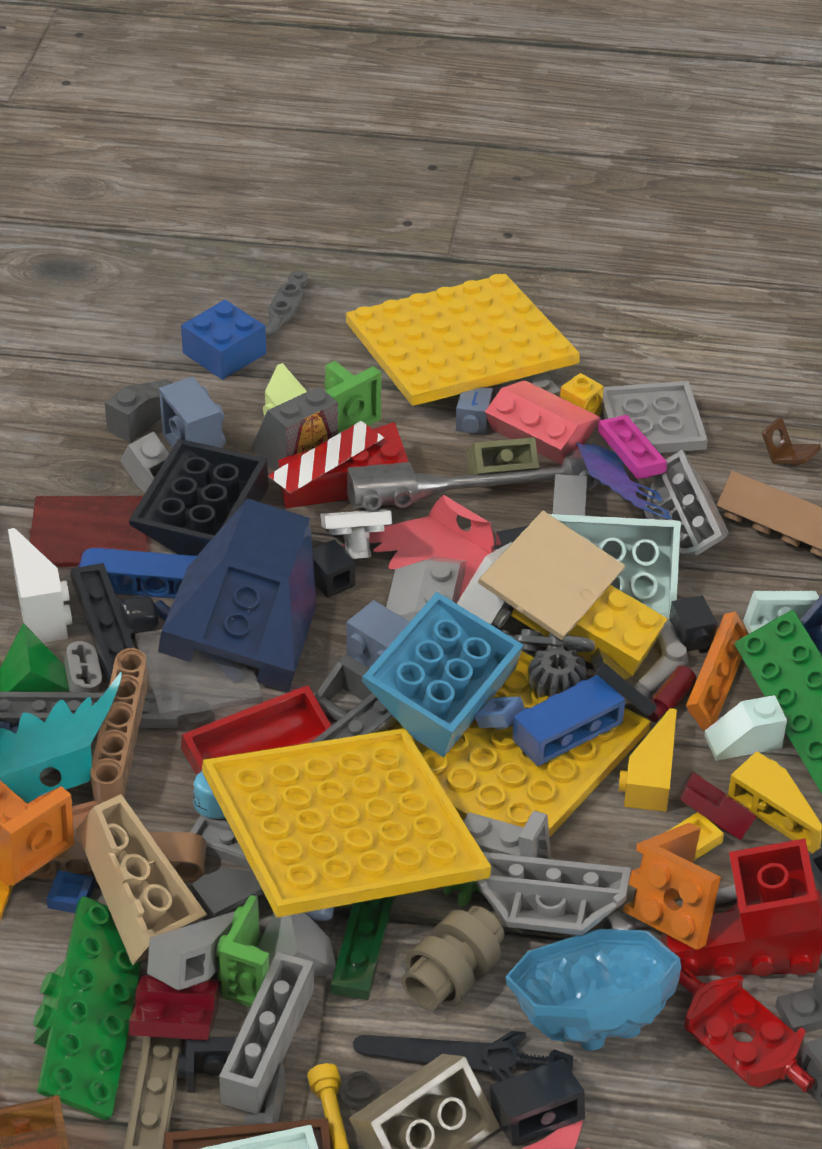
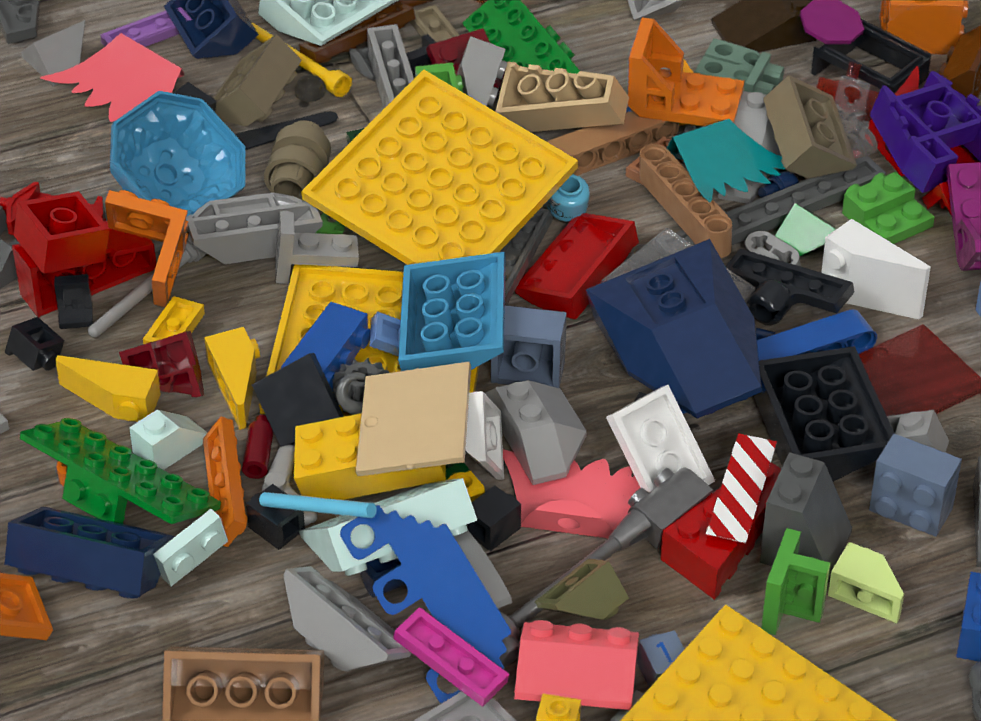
camera: 150 degrees right, 0 degrees up
(674, 552) = (319, 505): none -> medium azure bar

